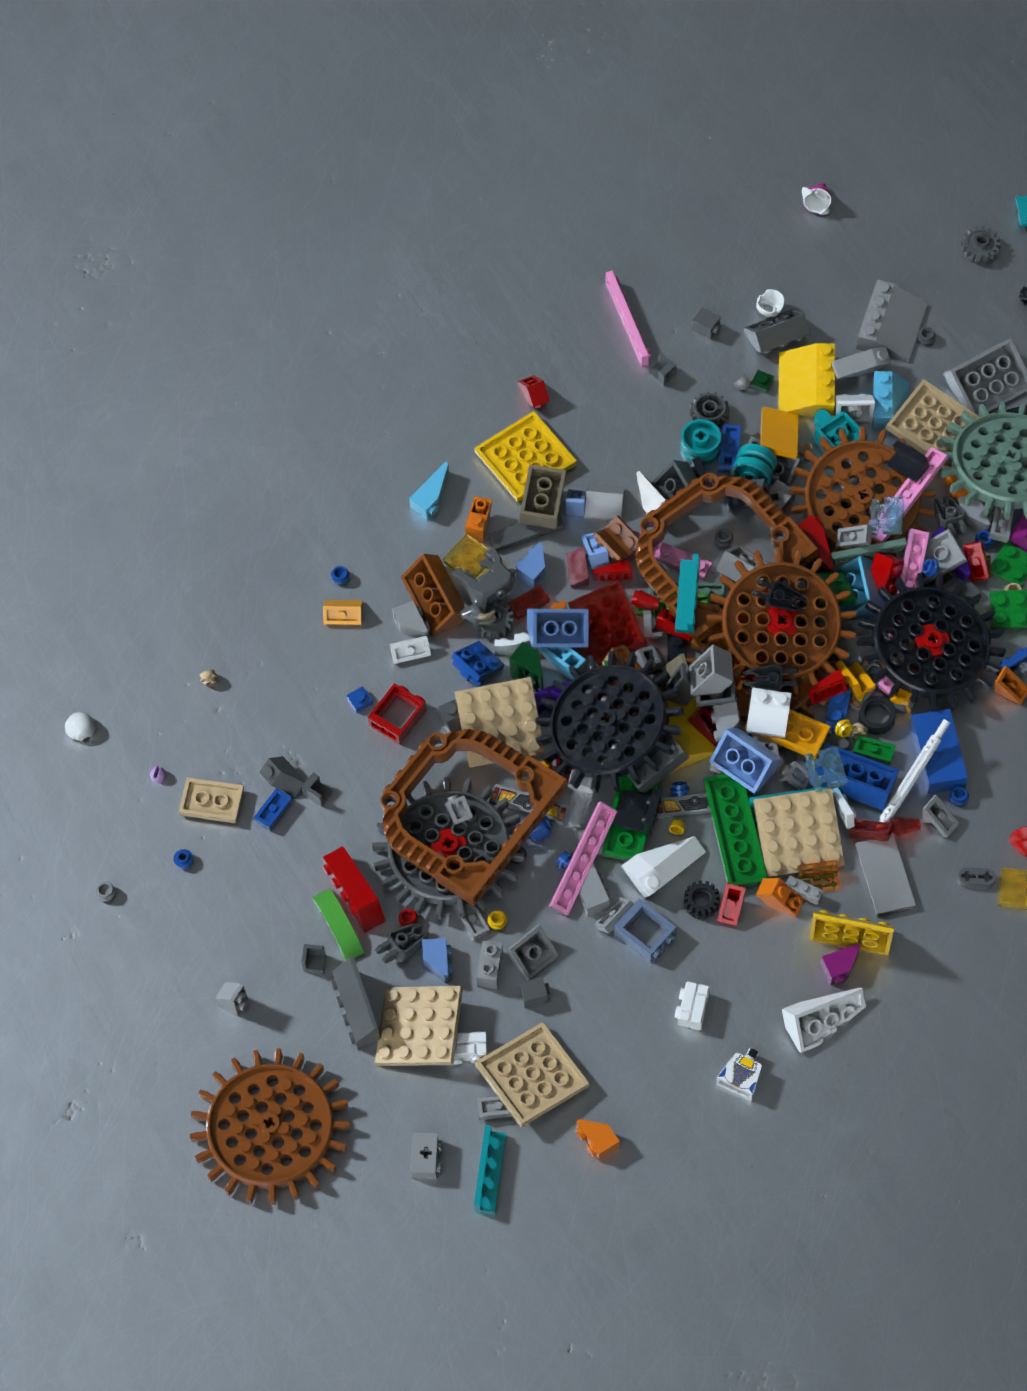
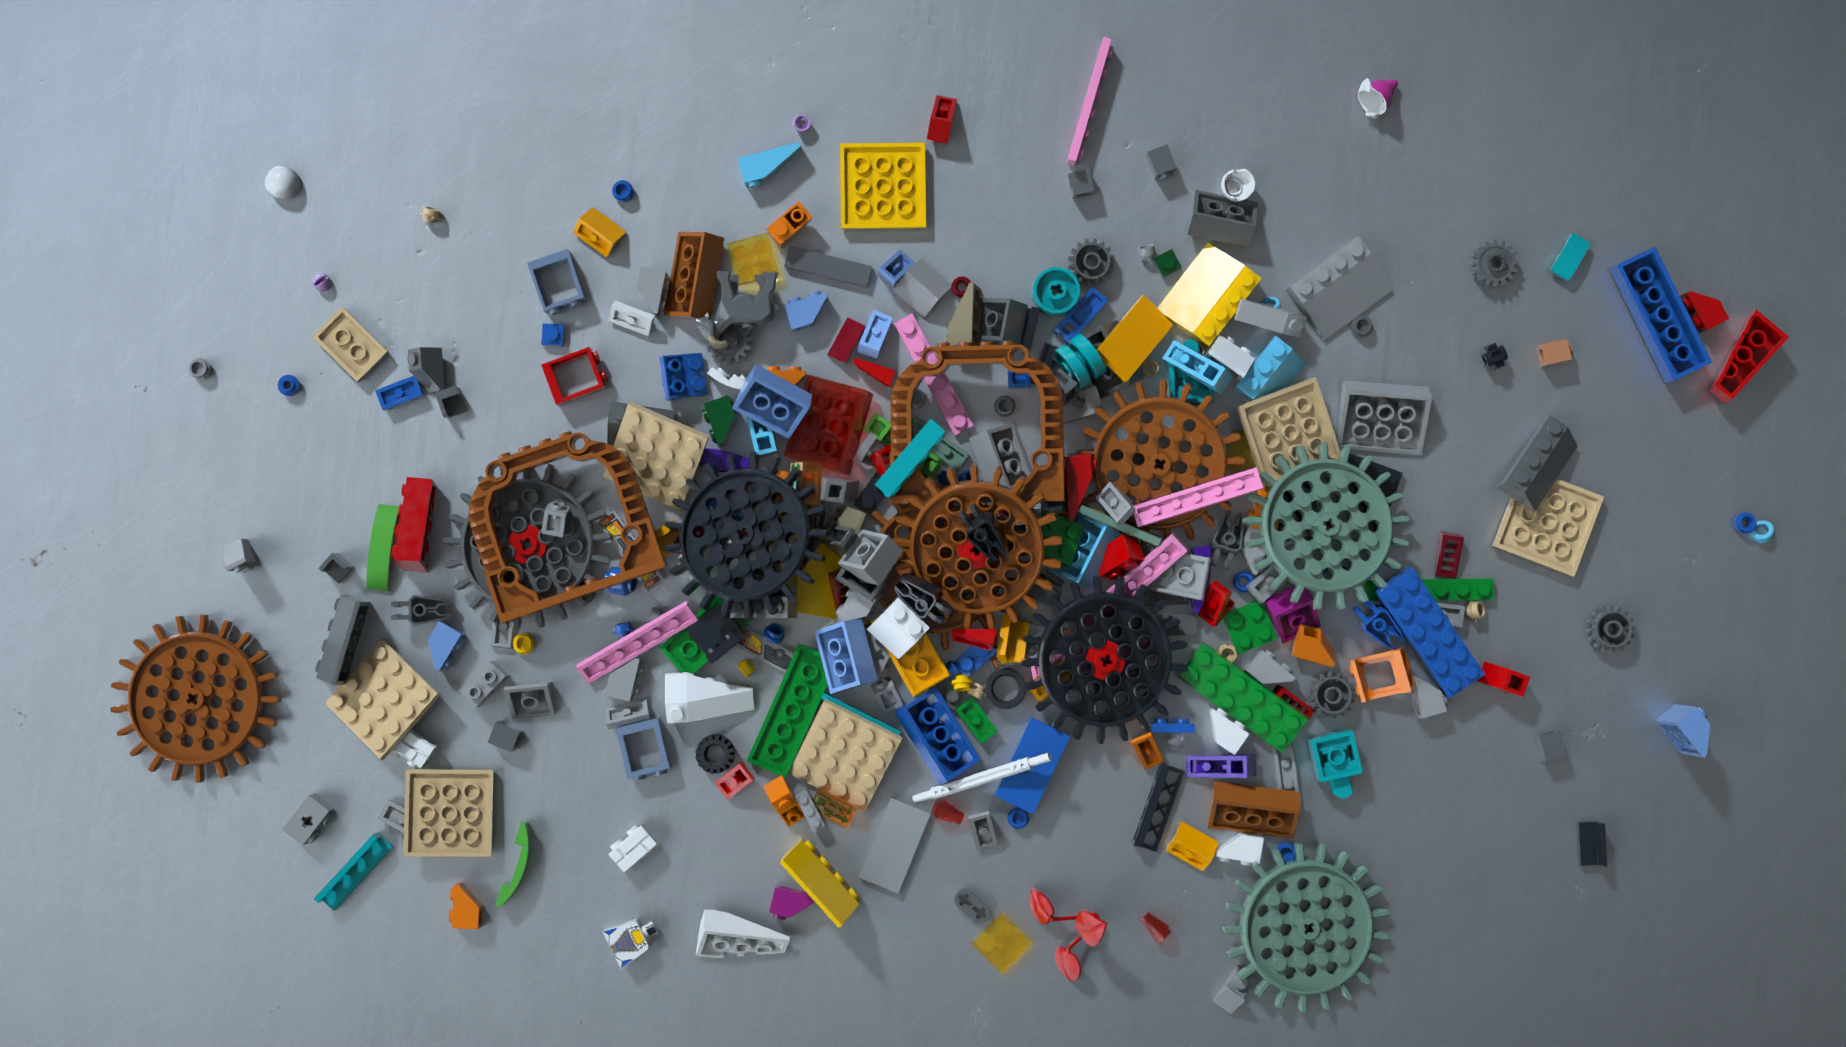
camera: 30 degrees right, 25 degrees up
(322, 650) = (551, 261): none -> sand blue window
(407, 917) = (445, 586): red plate -> none
(440, 453) = (805, 125): none -> lavender hinge
(532, 599) = (775, 345): clear red plate -> none
(542, 496) = (860, 248): dark tan brick -> none
(606, 1057) = (524, 839): none -> bright green slope
(617, 539) = (897, 343): dark orange bracket -> none
(628, 480) = (959, 280): none -> dark red plate
(644, 600) = (877, 425): red cone -> none
(718, 512) = (1018, 380): none -> blue plate
(832, 768) = (913, 724): clear light blue plate -> none
(843, 415) = (1198, 367): none -> medium azure slope
(845, 812) = (905, 751): white plate -> none
(871, 830) = (912, 797): clear red plate -> none
(892, 515) = (1164, 512): clear light blue plate -> none
(908, 462) = (1220, 468): black panel -> none
(930, 567) = (1162, 584): blue plate -> none

